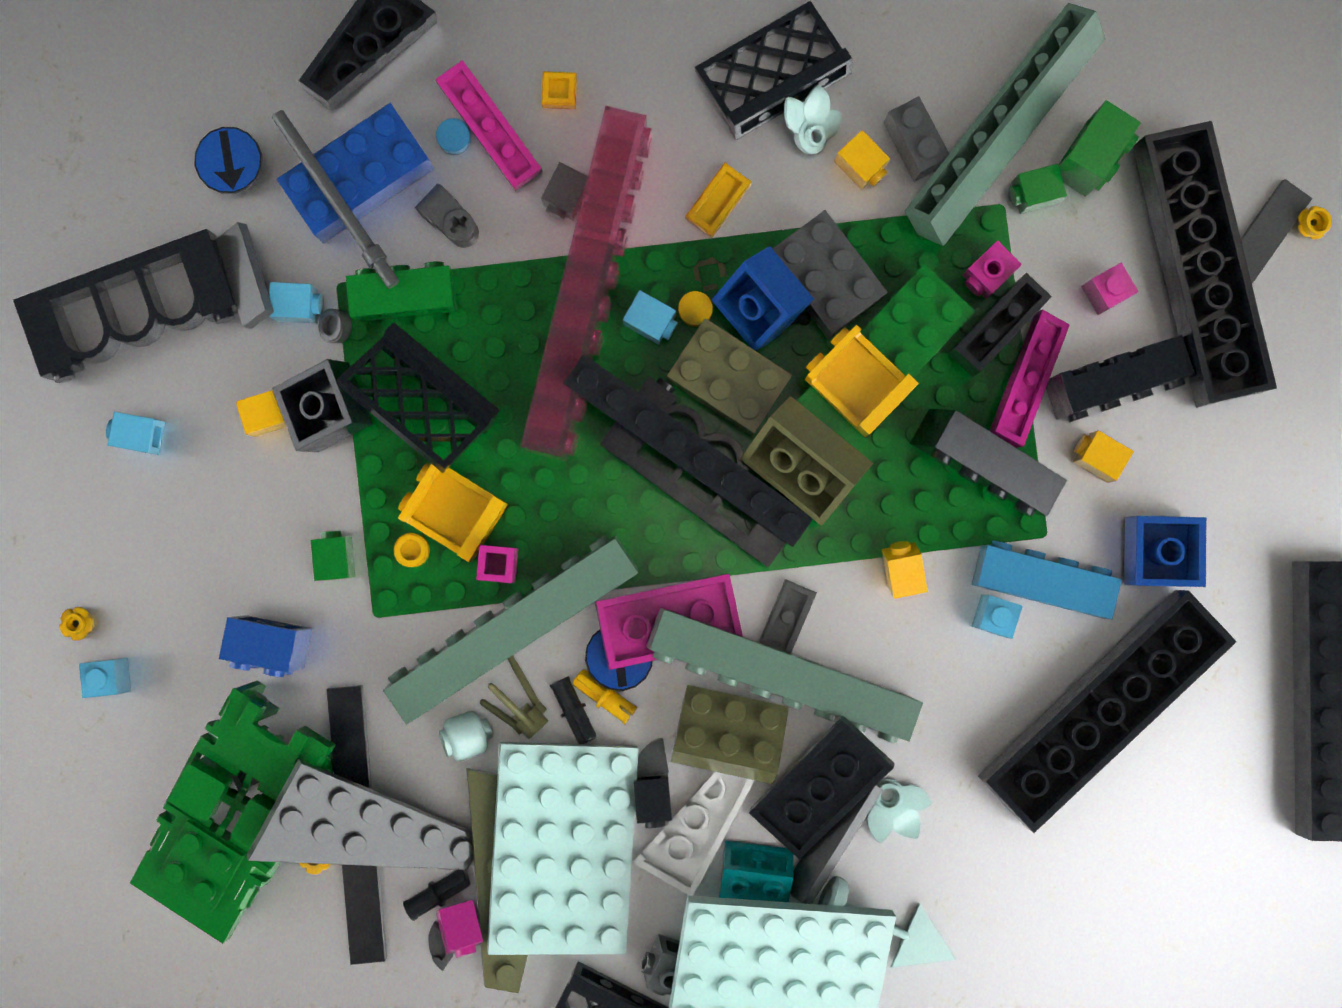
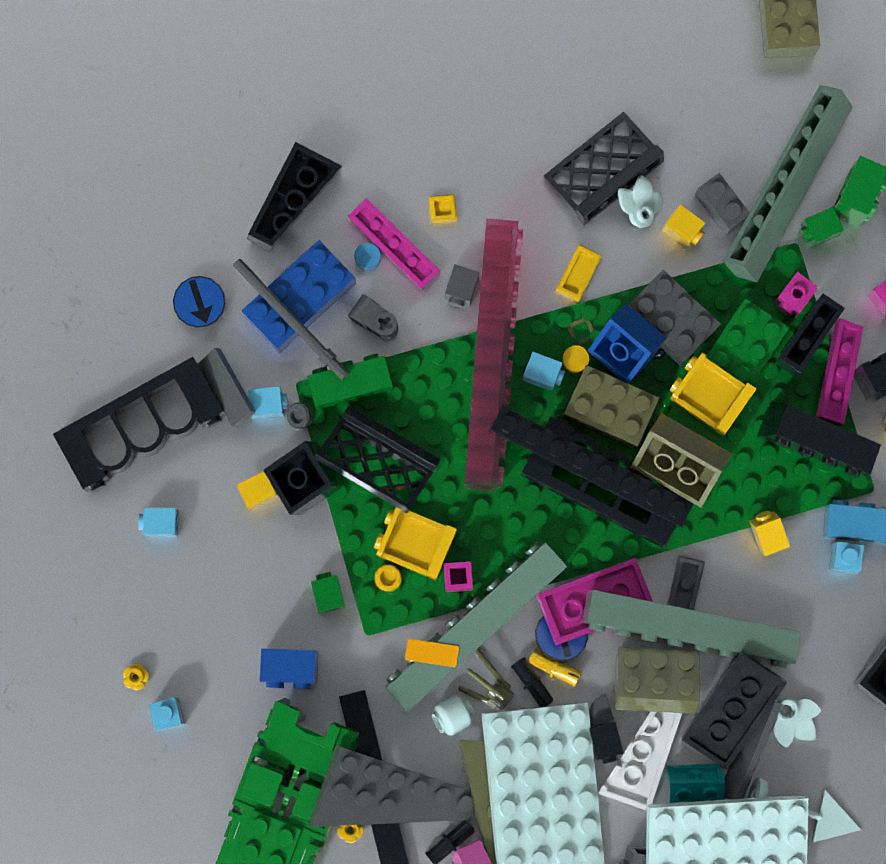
camera: 10 degrees left, 5 degrees down
(448, 655) = (432, 653): none -> light orange sticker

